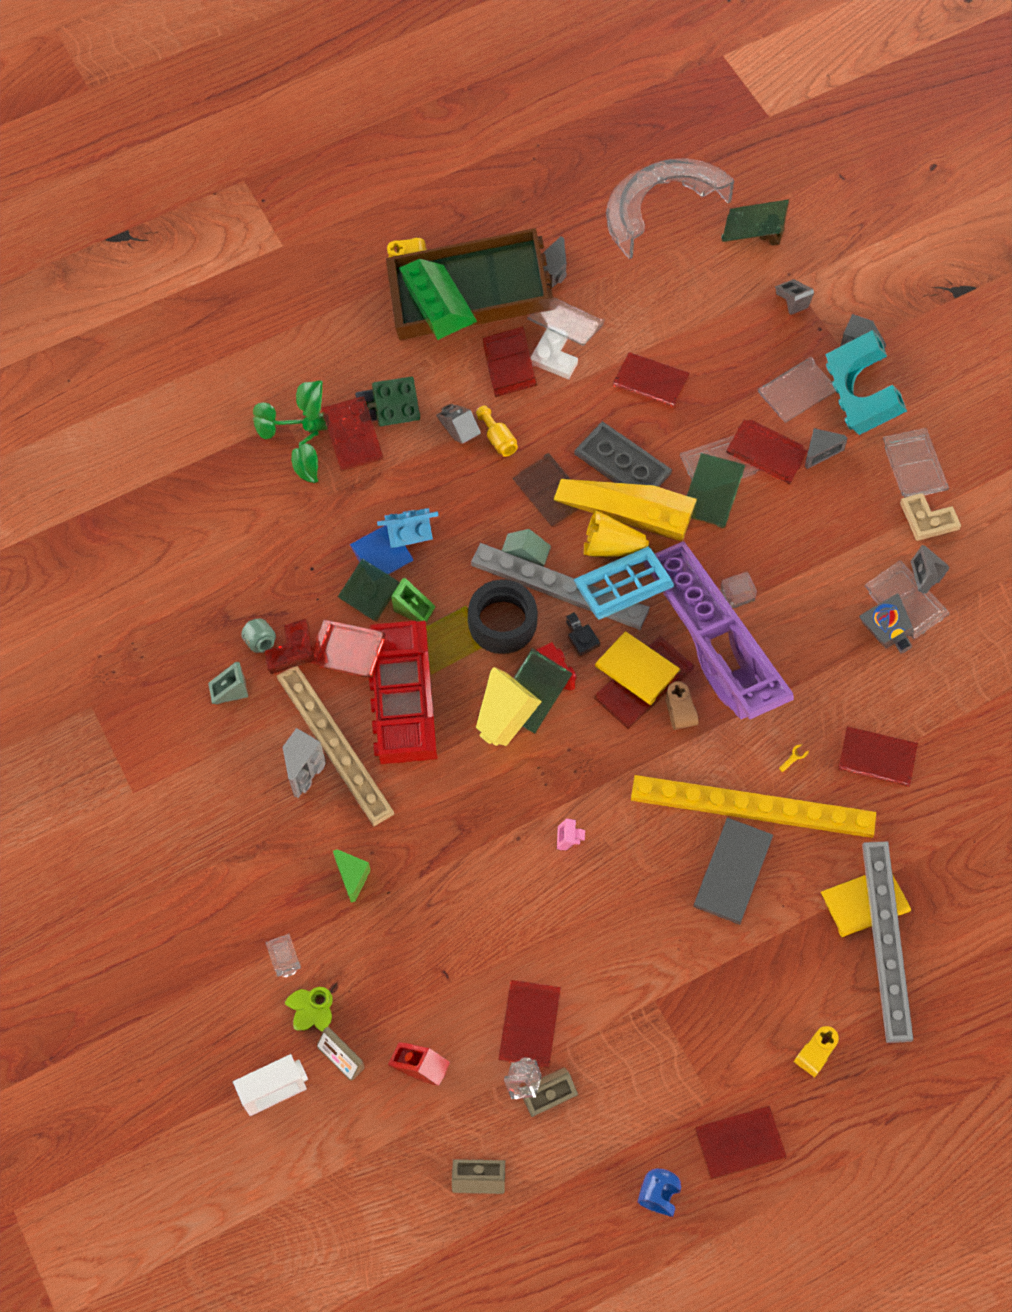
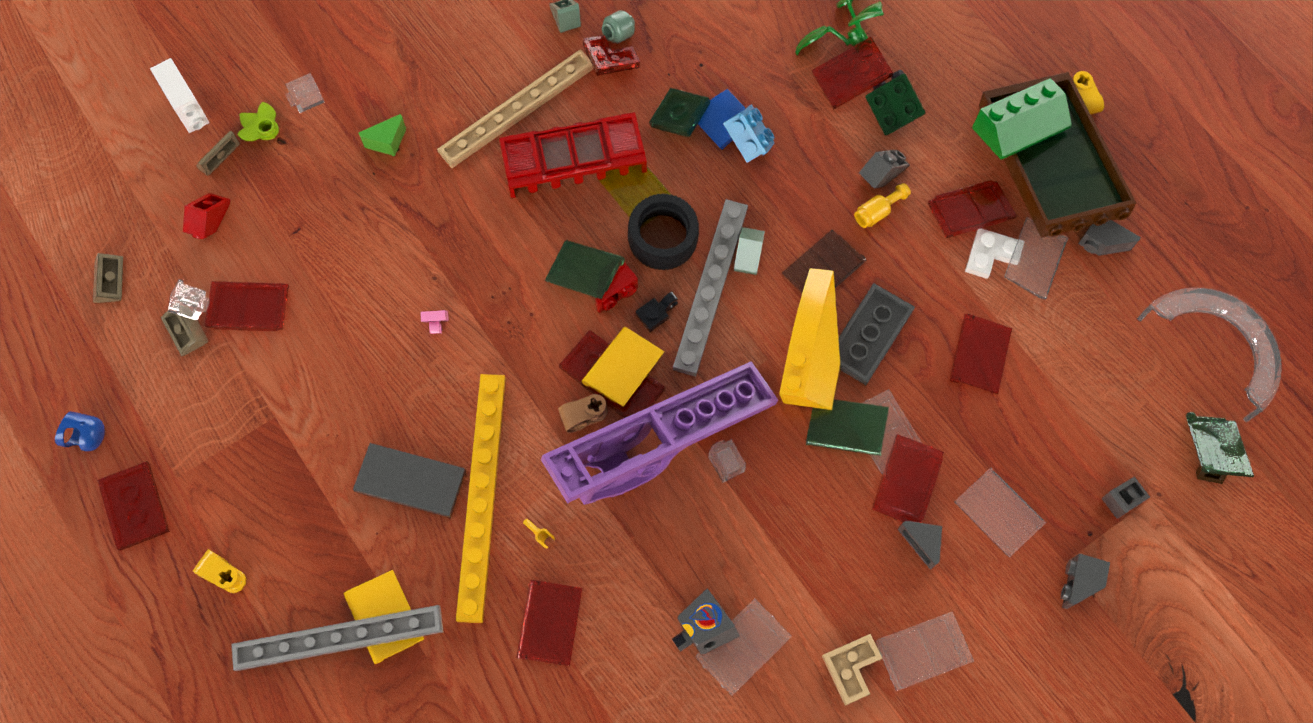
camera: 80 degrees right, 5 degrees up
(303, 760) = (486, 75): light grey slope -> none
(347, 648) = (609, 98): clear red piece -> none
(411, 602) = (670, 150): bright green slope -> none
(504, 708) = (556, 238): light yellow slope -> none
(612, 538) = (768, 327): yellow cone -> none
(631, 598) = (696, 351): medium azure piece -> none
(845, 365) = (1035, 559): teal arch -> none
(927, 569) = (781, 665): dark grey slope -> none

